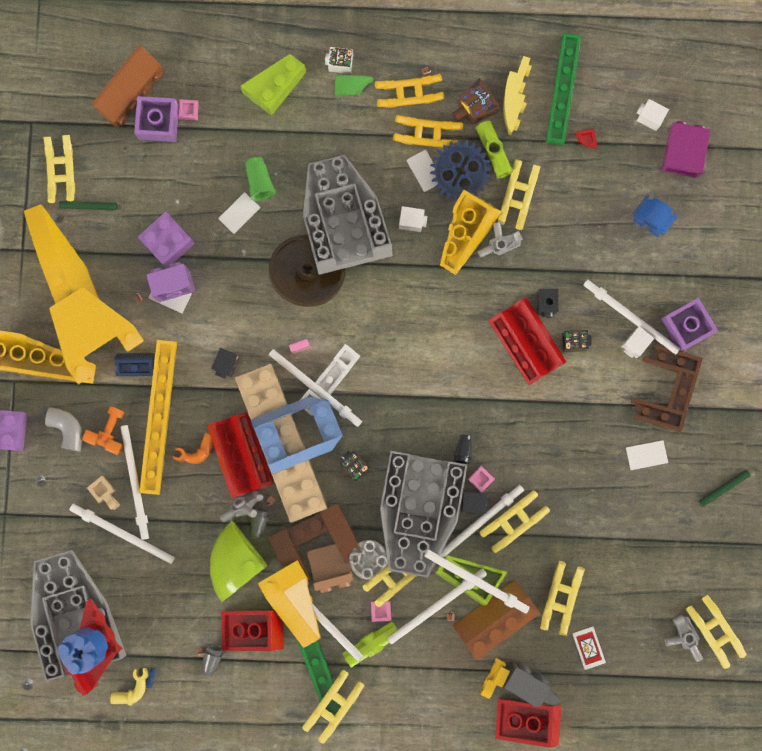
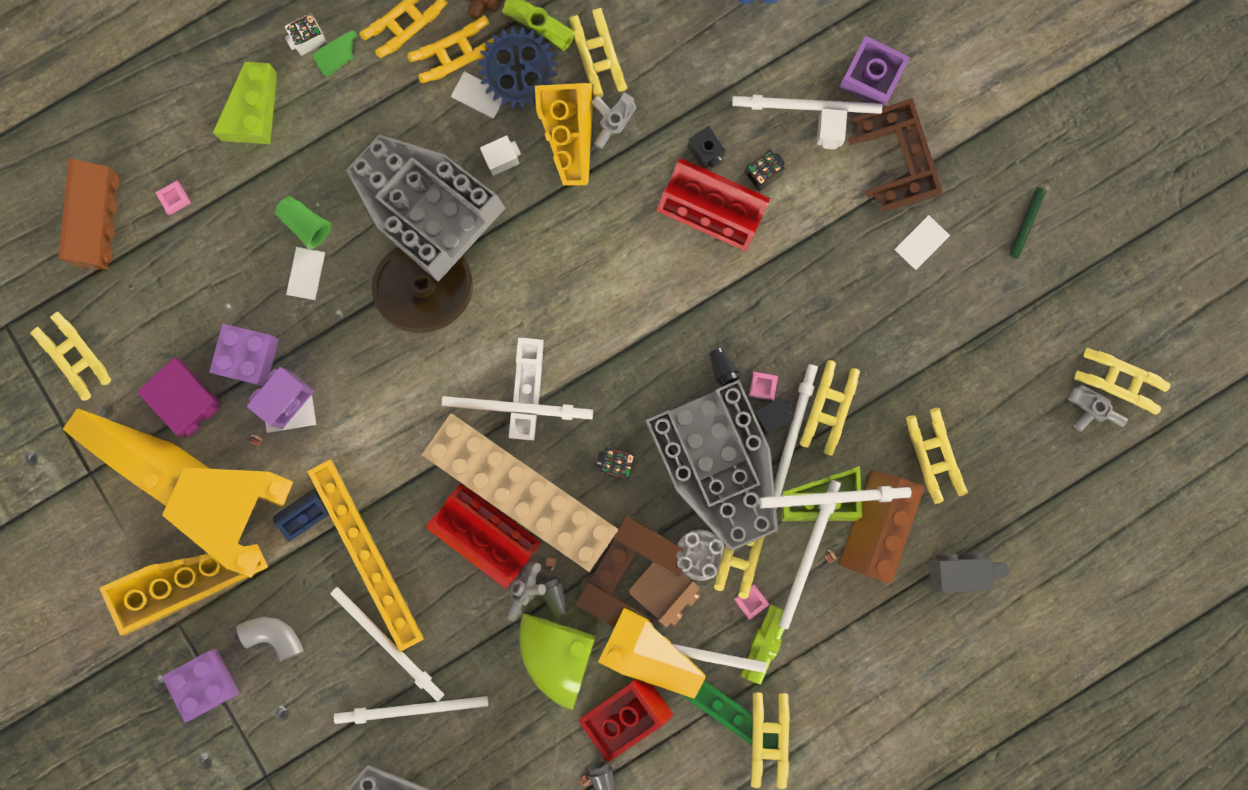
camera: 35 degrees left, 0 degrees up
(87, 205) = (130, 375): dark green bar -> none
(102, 491) = (358, 677): tan plate -> none
(104, 438) = (321, 618): orange bar -> none
(108, 240) = (180, 398): none -> magenta brick
(156, 119) = (144, 229): medium lavender brick -> none
(201, 454) = (441, 564): orange piece -> none
(225, 363) = (400, 447): black brick -> none
(271, 441) = (509, 497): medium blue wedge -> none
(299, 346) = (469, 373): bright pink tile -> none
(496, 676) = (923, 586): yellow piece -> none
(528, 724) = (990, 614): red slope -> none
(589, 648) = (1000, 490): sticker -> none

